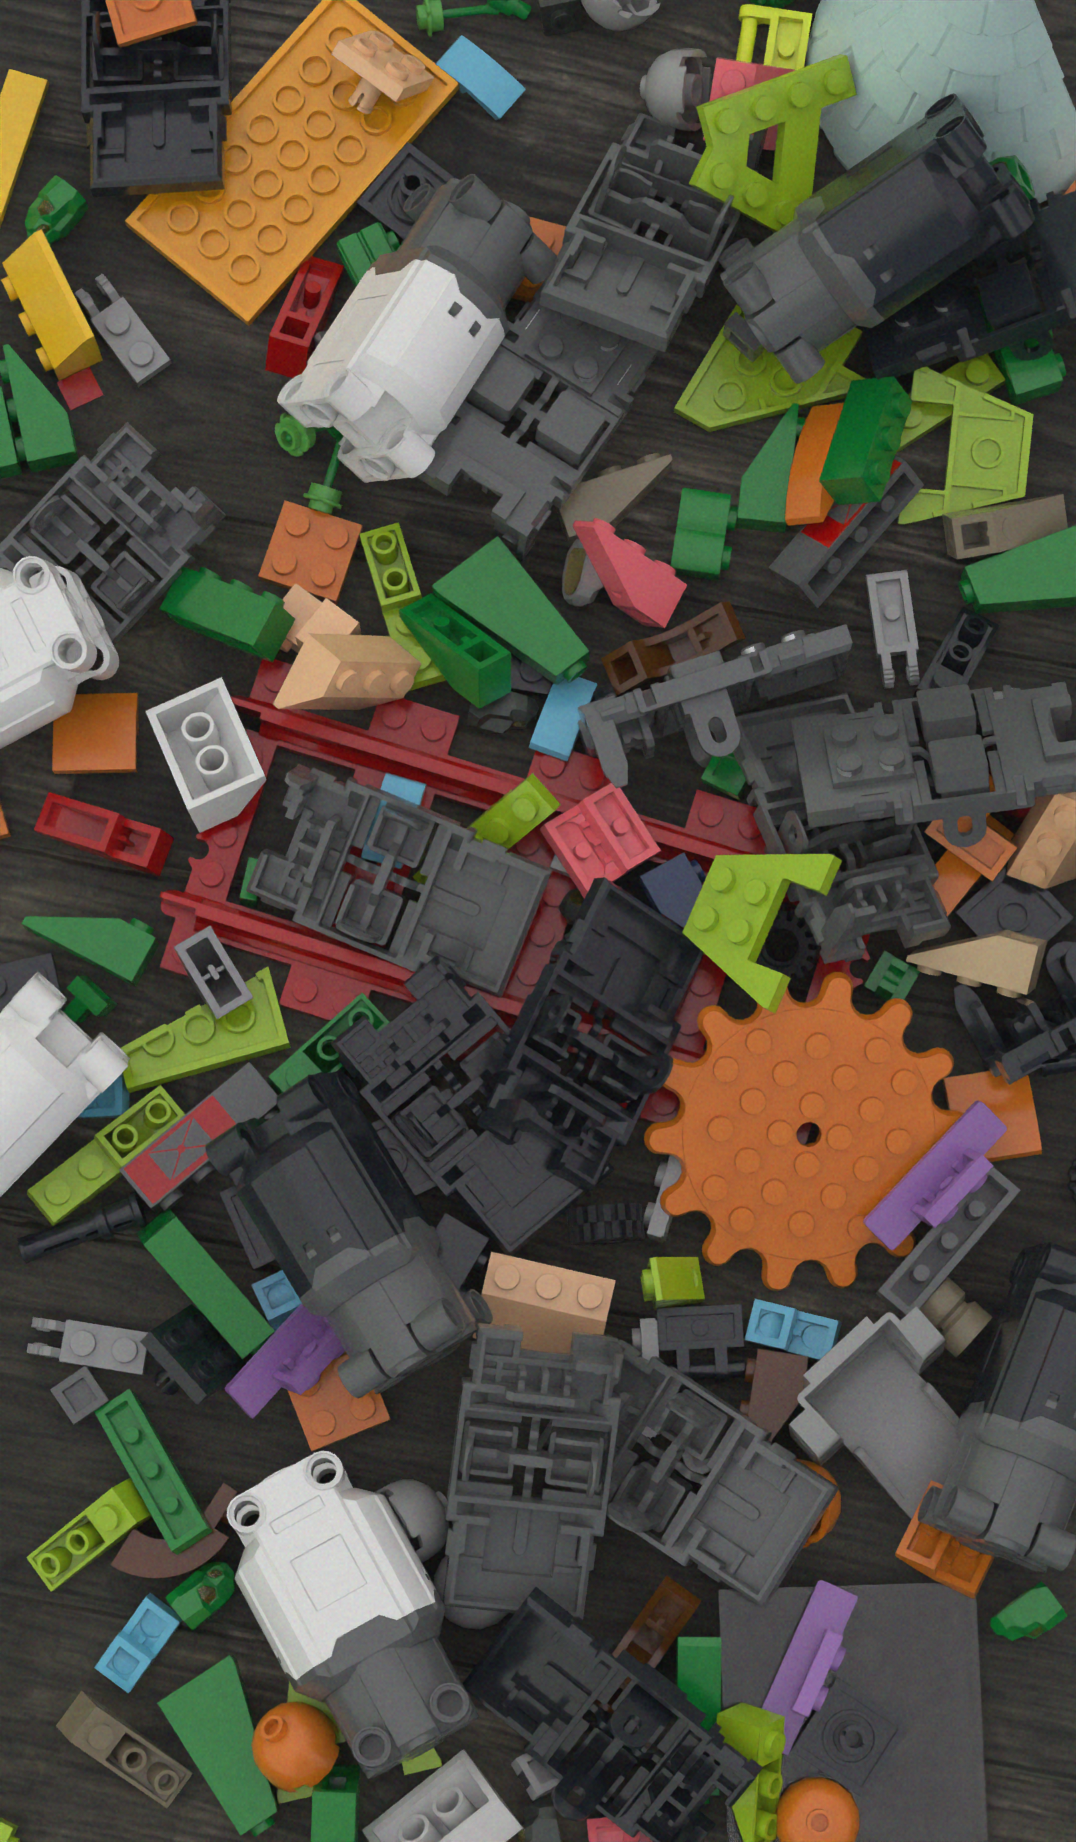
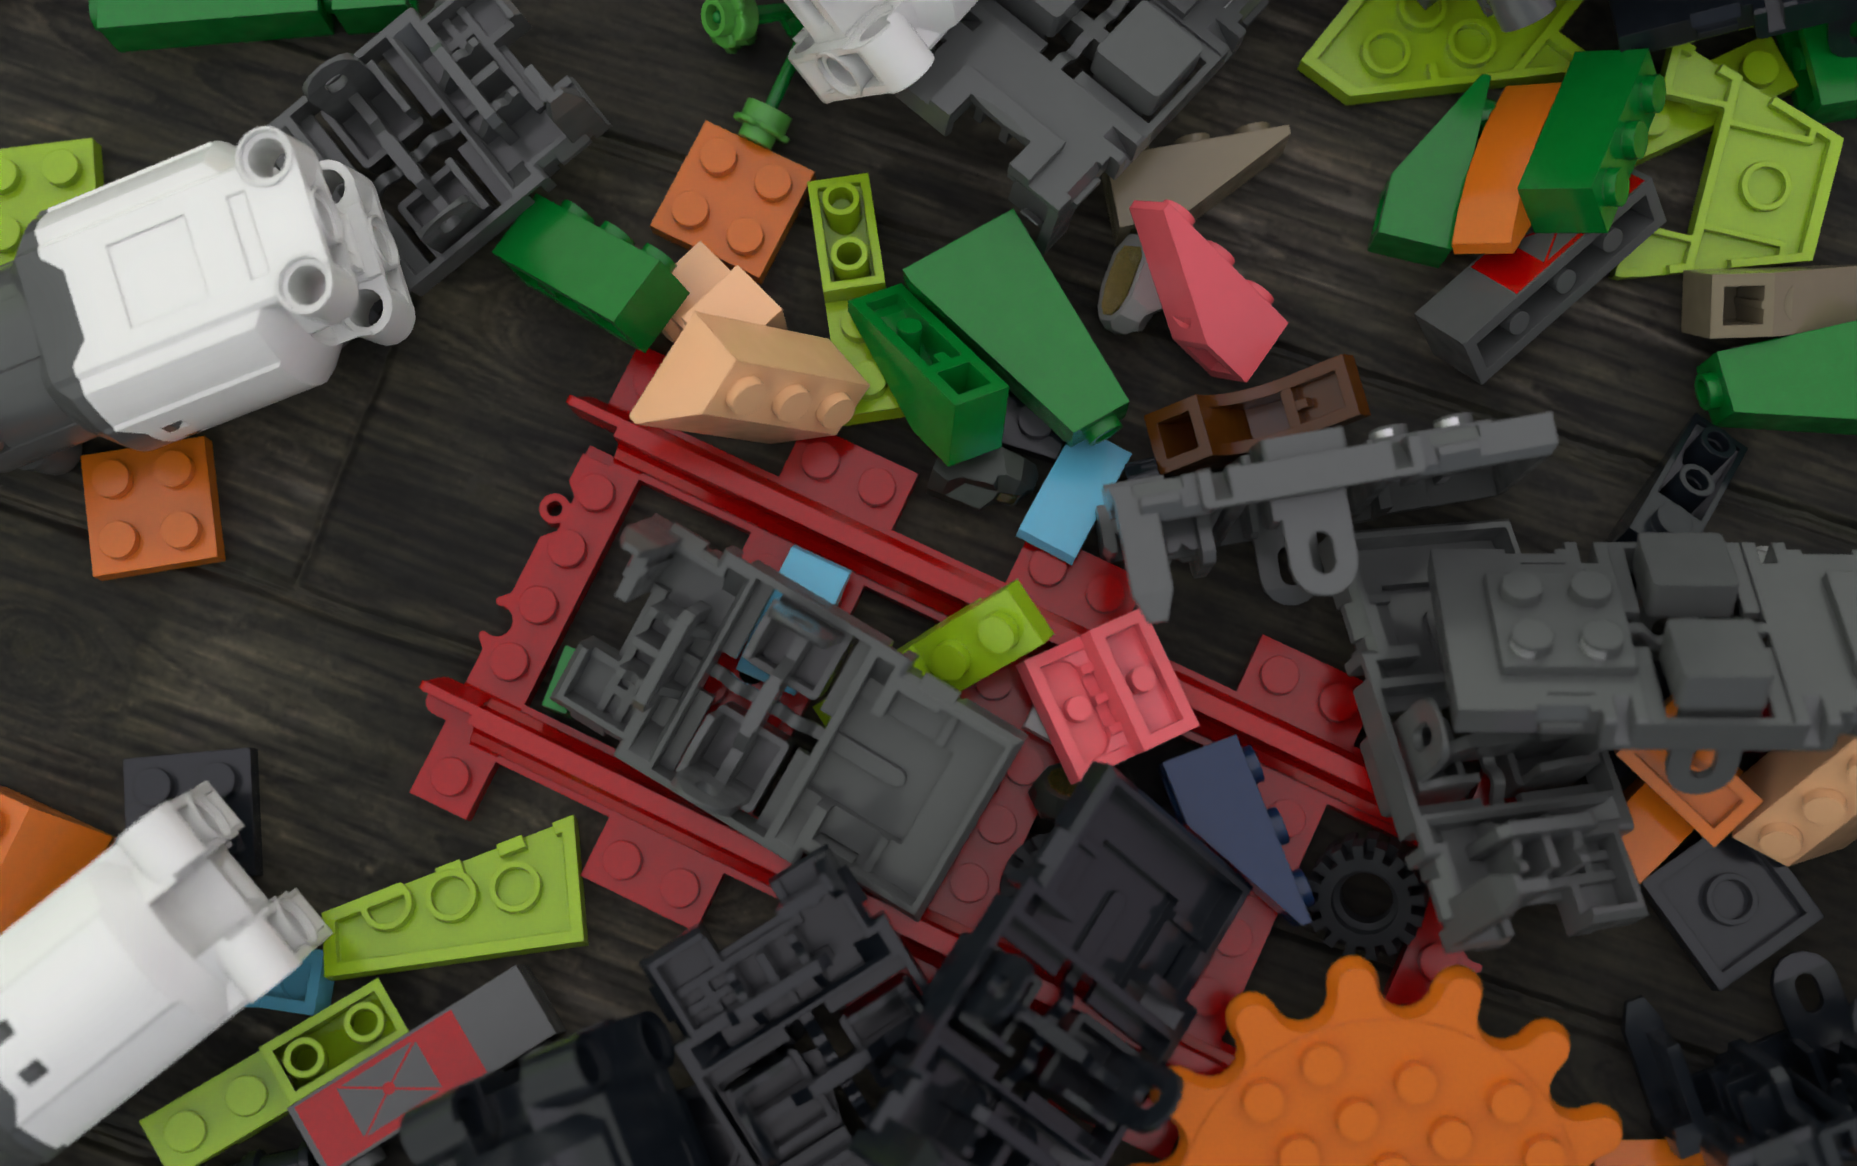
camera: 10 degrees right, 0 degrees up
(88, 1000) = (292, 828): green tile -> none
(97, 735) = (372, 426): orange slope -> none
(104, 833) = (360, 577): red slope -> none
(104, 942) = (335, 748): green slope -> none
(208, 753) = (523, 480): white slope -> none
(219, 979) = (495, 834): flat silver slope -> none
(317, 1053) = (615, 982): green slope -> none
(701, 534) = (1318, 251): green brick -> none
(725, 775) = (1311, 621): green tile -> none
(740, 907) = (1318, 843): lime wing -> none
(891, 978) = (1526, 971): green tile -> none
(893, 623) = (1590, 426): light grey hinge -> none
(997, 959) = (1697, 966): tan slope -> none

